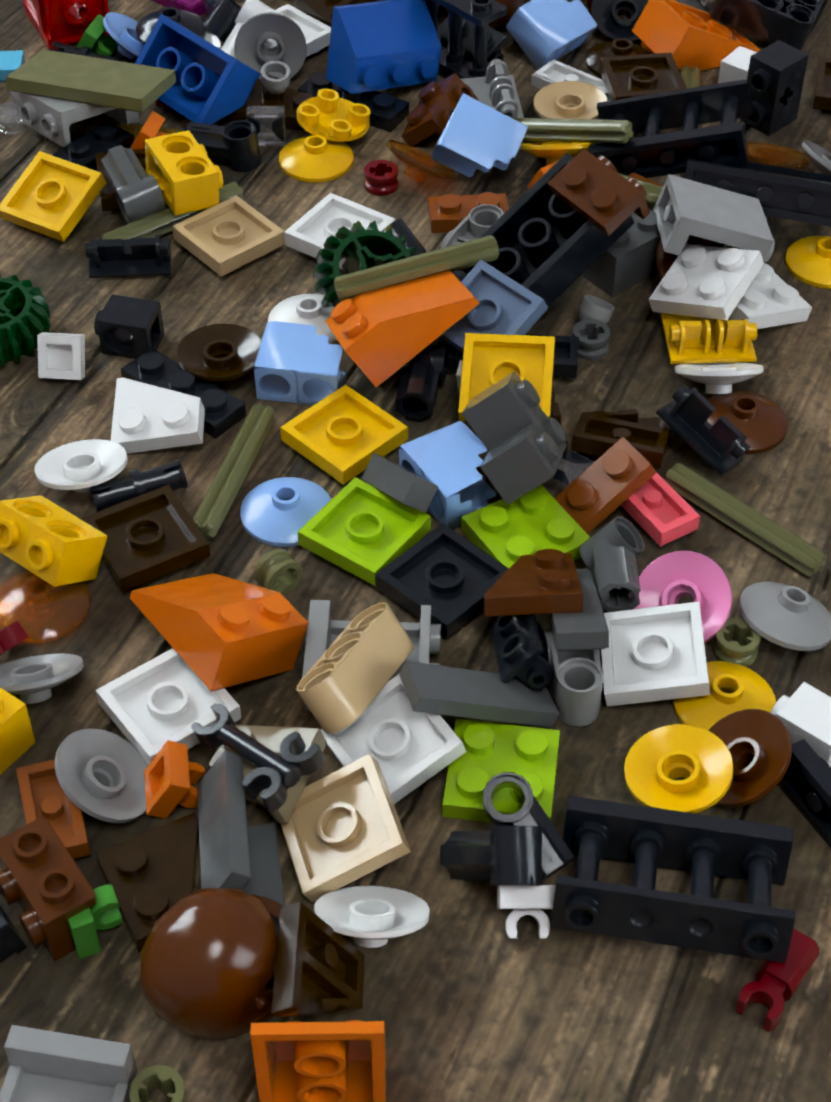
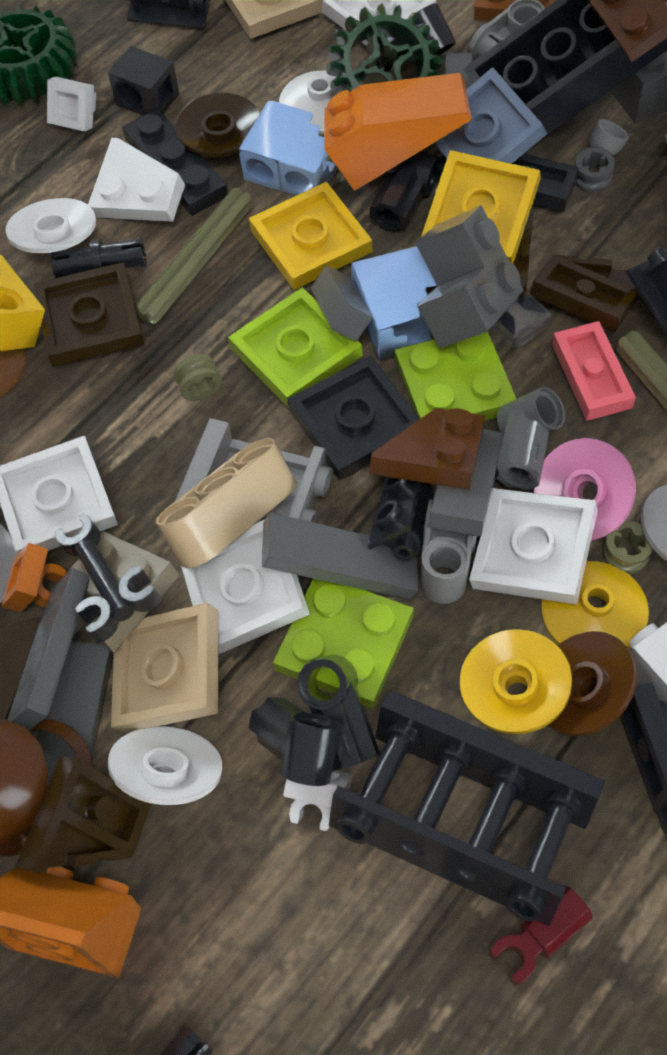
camera: 20 degrees right, 15 degrees up
(225, 627) = (123, 427): orange slope -> none
(280, 508) = (215, 317): light blue dish -> none
(448, 258) = (435, 63): olive axle -> none
(605, 485) = (548, 344): dark orange plate -> none

